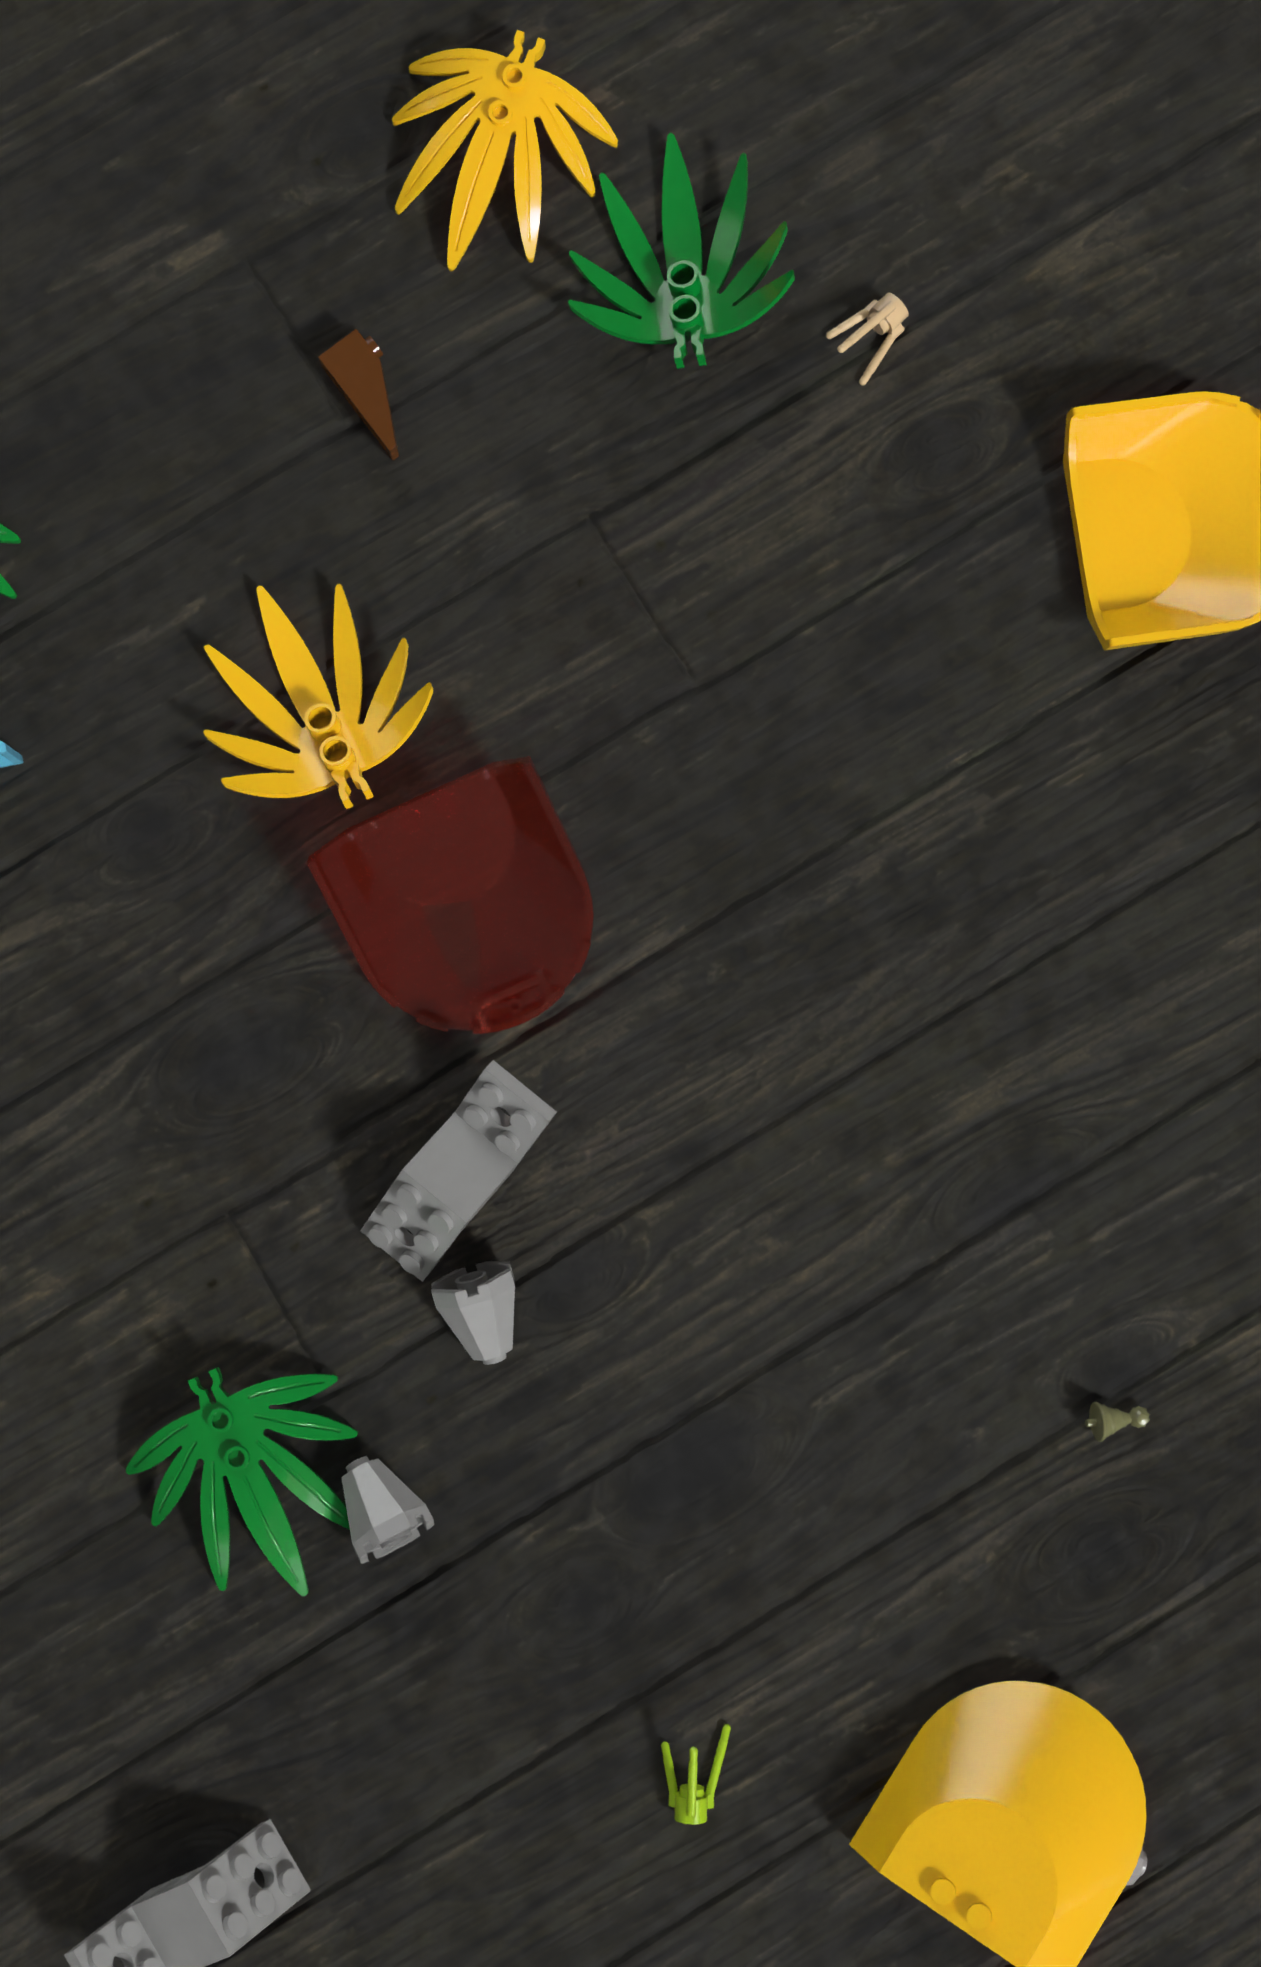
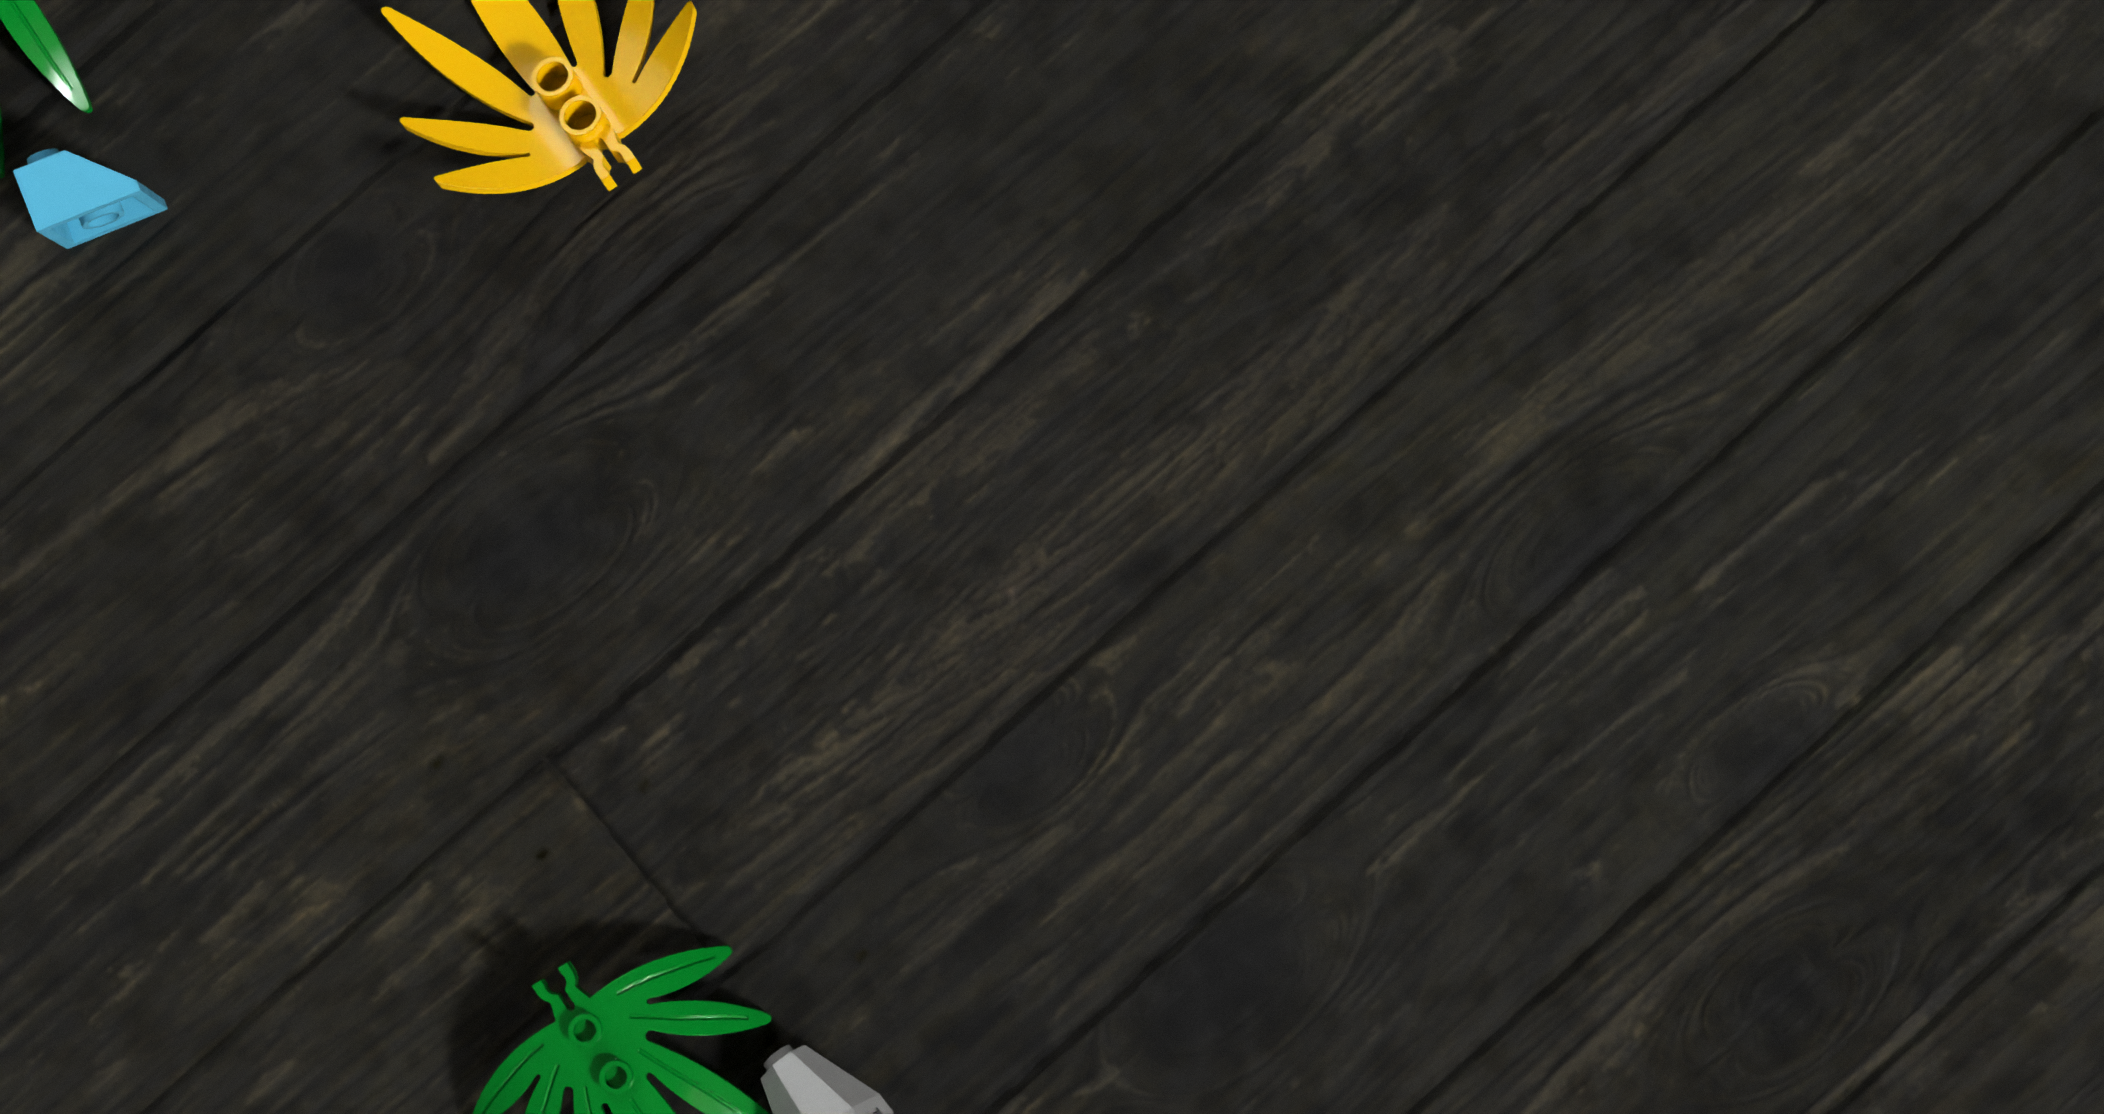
camera: 15 degrees left, 0 degrees up
(457, 1171) = (843, 643): light grey bracket -> none
(463, 900) = (787, 284): clear red windscreen -> none
(479, 1308) = (904, 822): light grey cone -> none
(1106, 1420) = (1760, 821): olive piece -> none

